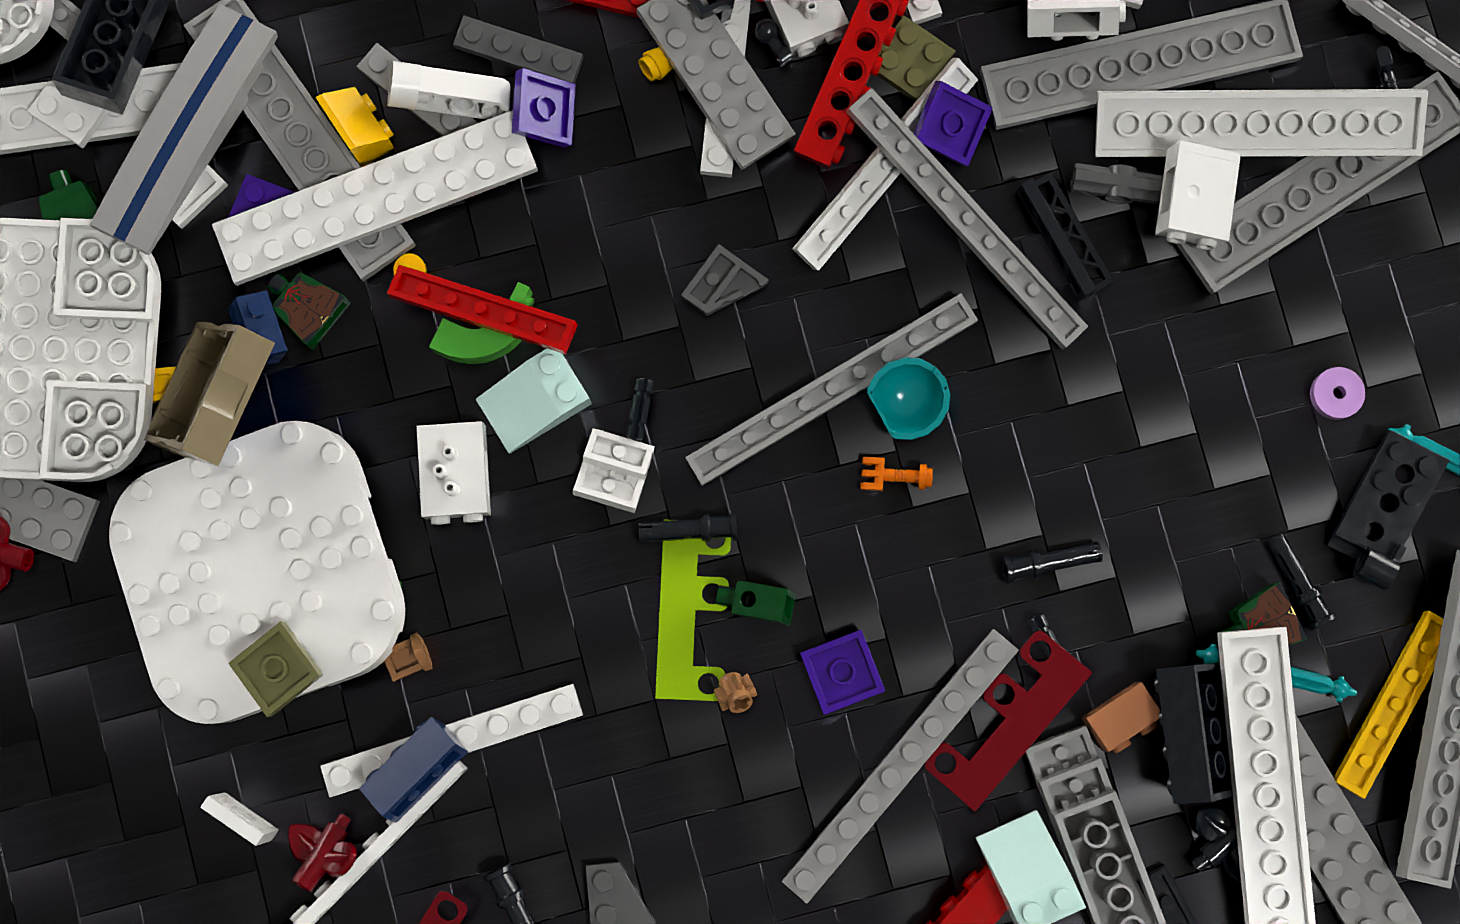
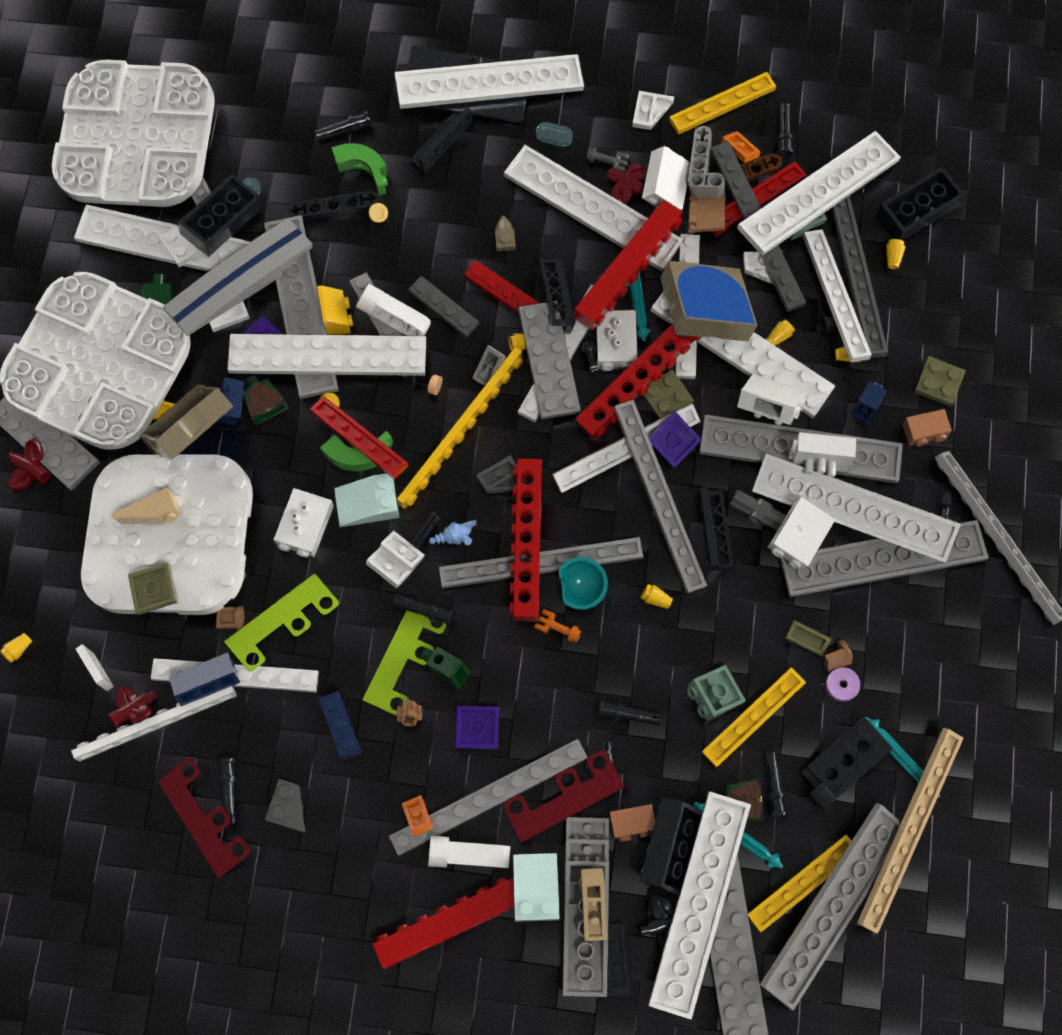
camera: 25 degrees right, 10 degrees down
(105, 834) = (15, 648): none -> yellow cone
(225, 544) = (154, 509): none -> tan slope
(480, 619) = (281, 612): none -> lime piece
(543, 108) = (443, 342): plate -> none
(558, 179) = (435, 384): none -> light nougat tile
(624, 244) = (457, 434): none -> yellow plate
(629, 119) = (488, 365): none -> light grey slope
(642, 752) = (340, 725): none -> dark blue brick
(687, 396) = (455, 534): none -> light blue piece
(766, 255) = (530, 610): none -> red brick
(812, 837) = (417, 816): none -> orange plate
(874, 872) = (444, 851): none -> white beam
(1020, 372) = (656, 596): none -> yellow cone
(1121, 860) = (593, 904): none -> tan slope
(1164, 482) = (715, 693): none -> sand green plate
(1185, 60) = (823, 453): none -> white piece
(1231, 494) = (753, 717): none -> yellow plate
(1262, 345) = (808, 638): none -> olive tile
(1325, 352) = (839, 658): none -> medium nougat tile

